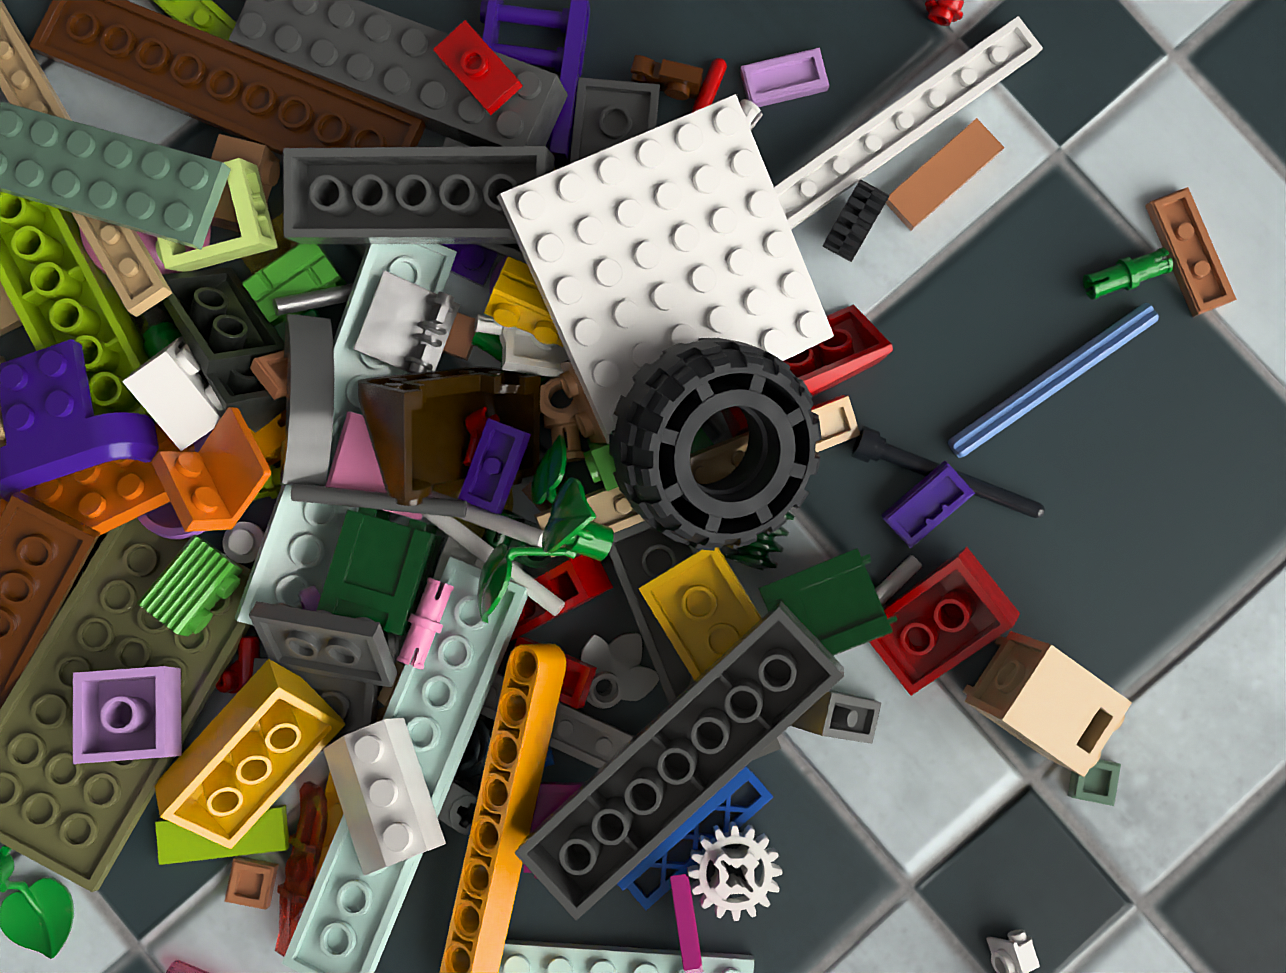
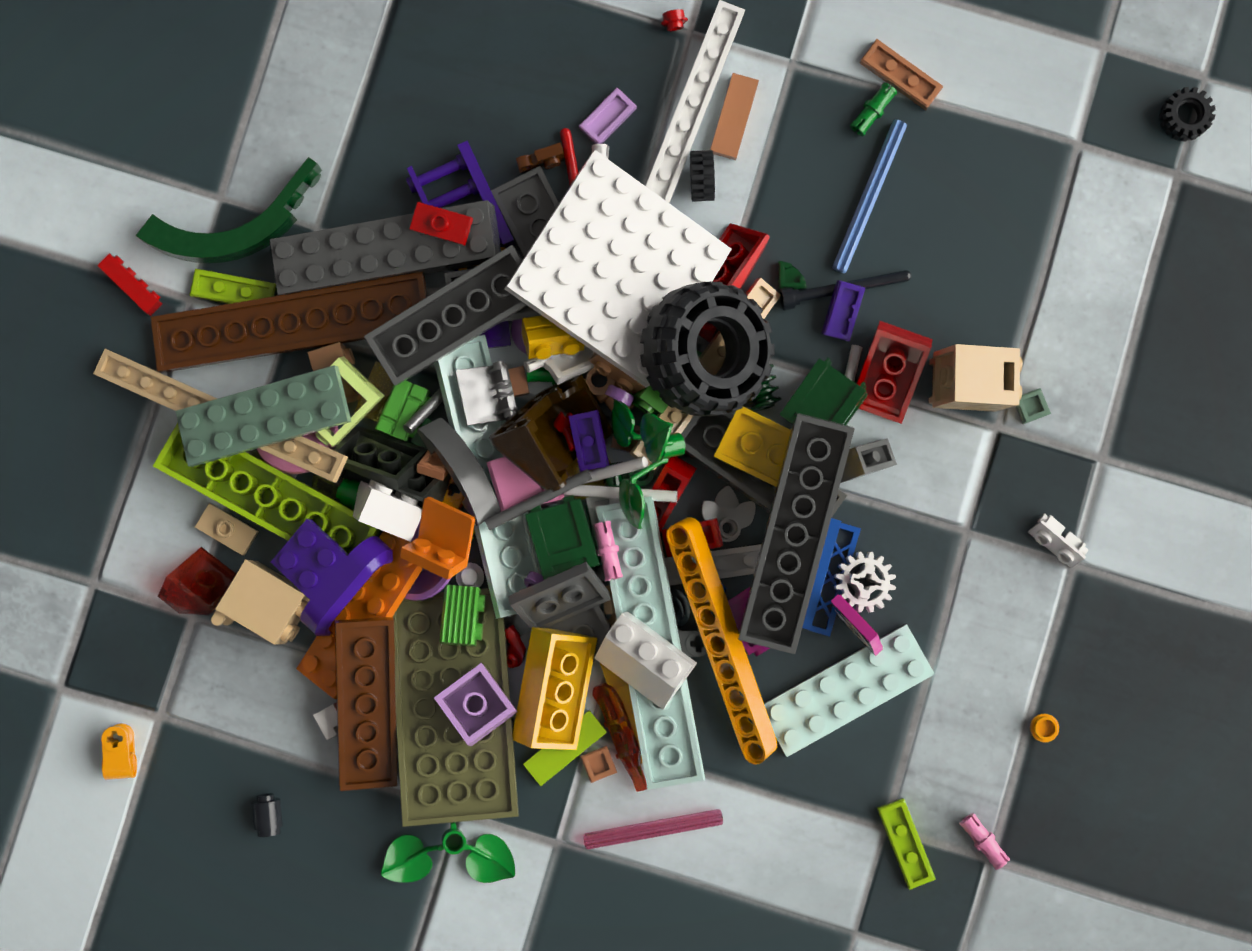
camera: 35 degrees left, 0 degrees up
(570, 433) = (620, 395): none -> medium lavender tile
(886, 419) = (790, 277): none -> dark green tile

